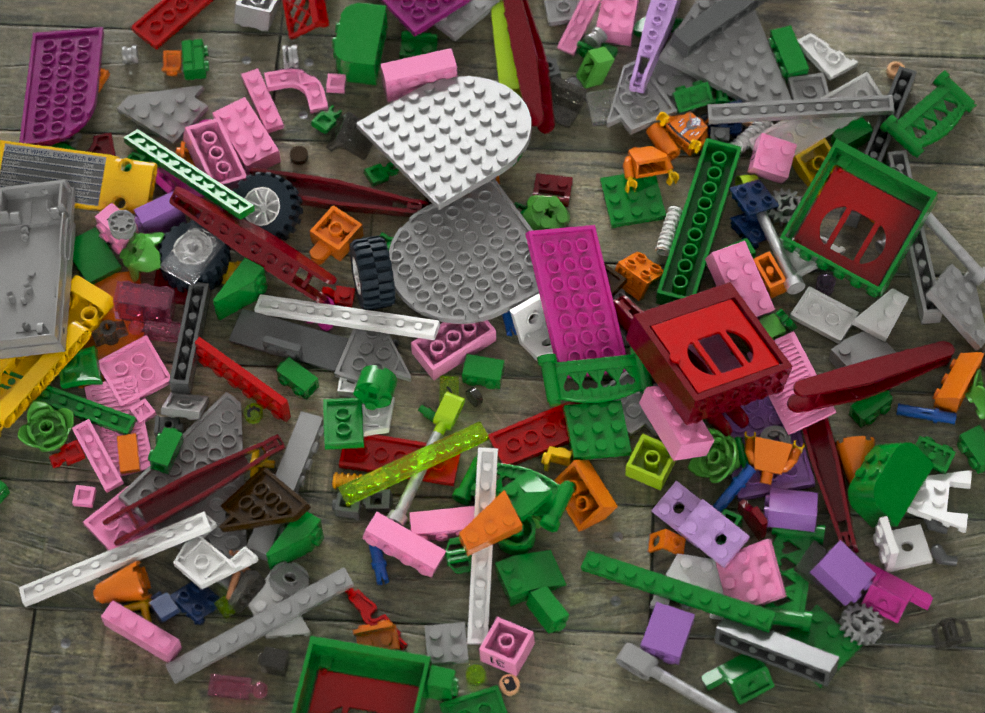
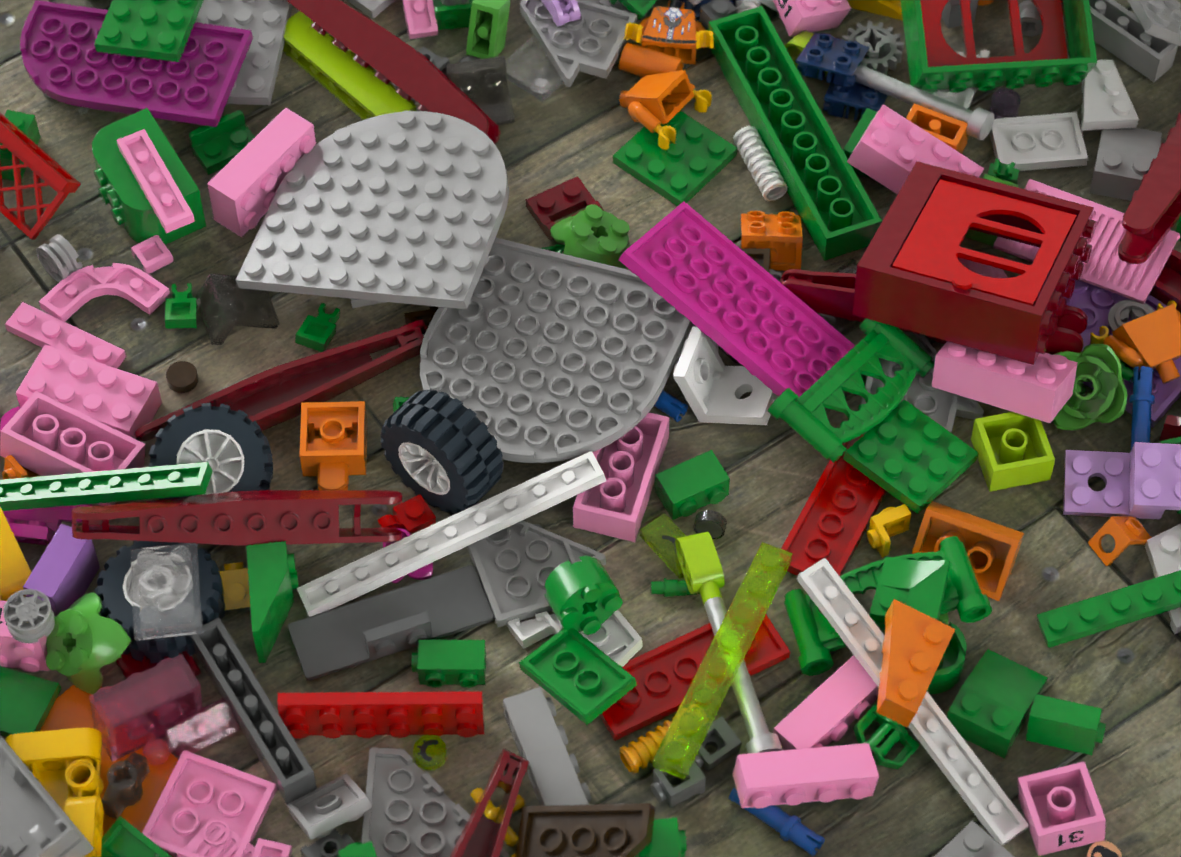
camera: 40 degrees left, 5 degrees down
(354, 47) = (155, 181): none -> bright pink plate

